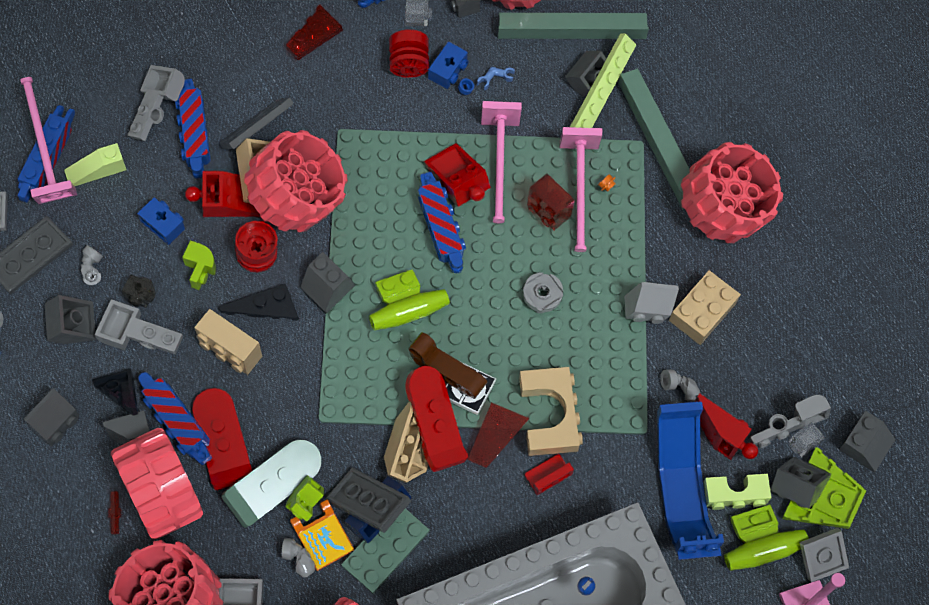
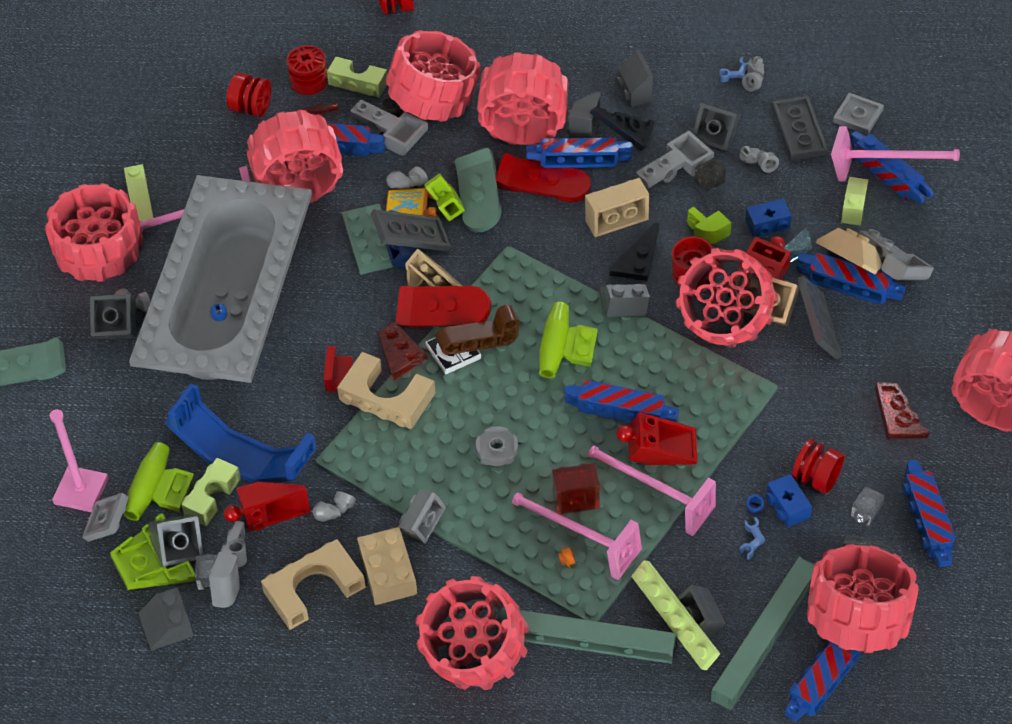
camera: 130 degrees right, 15 degrees down
(172, 126) = (852, 248): none -> tan wedge
(181, 177) = (799, 244): none -> clear light blue slope
(776, 374) = (329, 561): none -> tan arch

